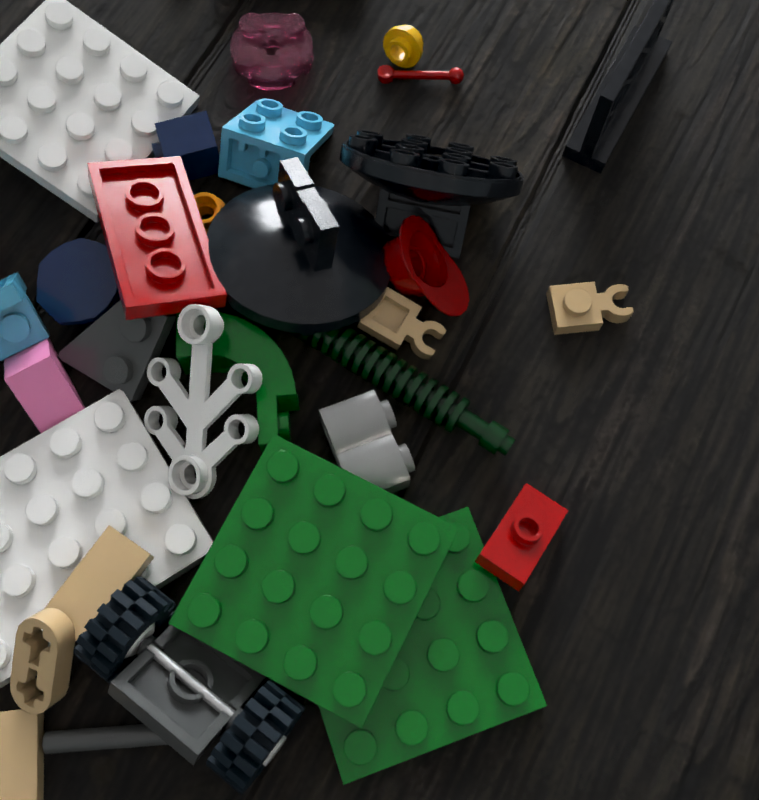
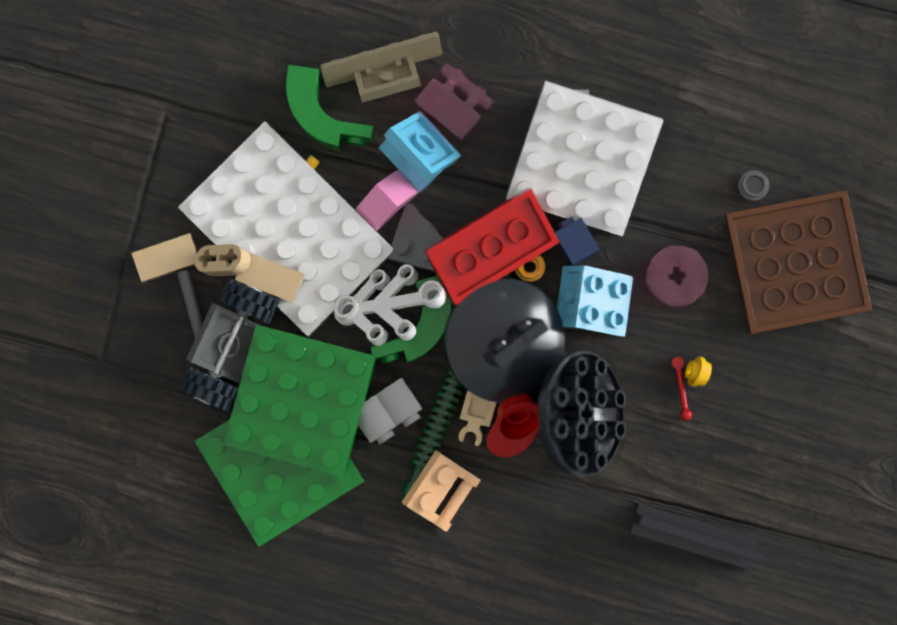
camera: 80 degrees right, 15 degrees up
(77, 282) = (456, 201): dark blue hat -> none
(496, 400) = (434, 485): none -> light nougat plate
(521, 537) = (352, 517): red plate -> none
(582, 309) = (517, 531): tan plate -> none

